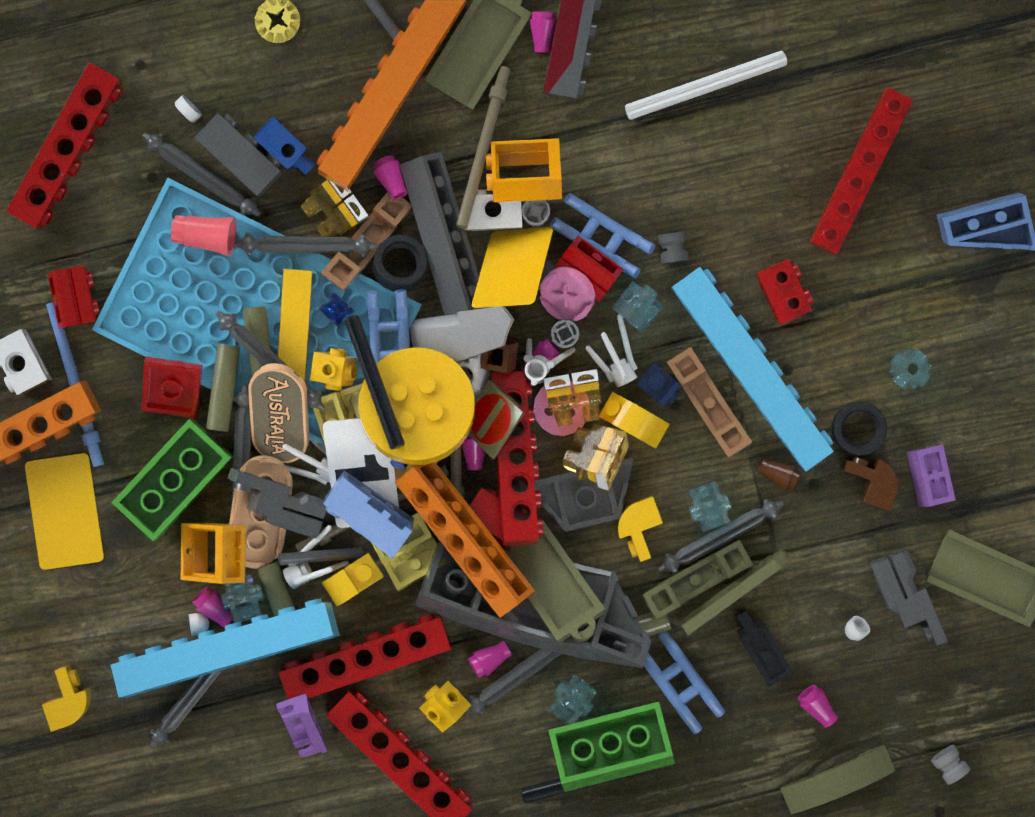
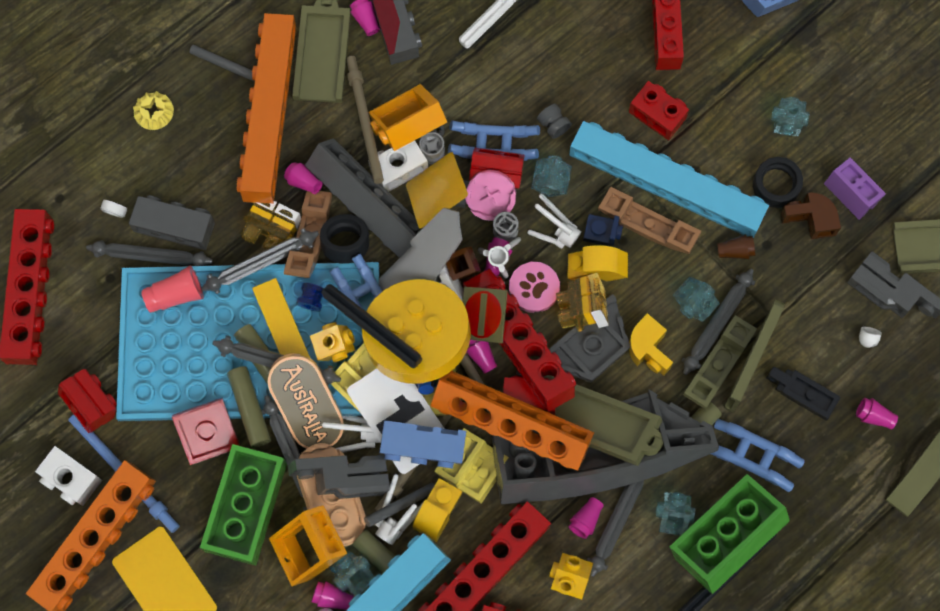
camera: 20 degrees left, 15 degrees down
(274, 136) = (196, 190): blue torso -> none
(586, 396) = (535, 266): clear yellow hips -> none

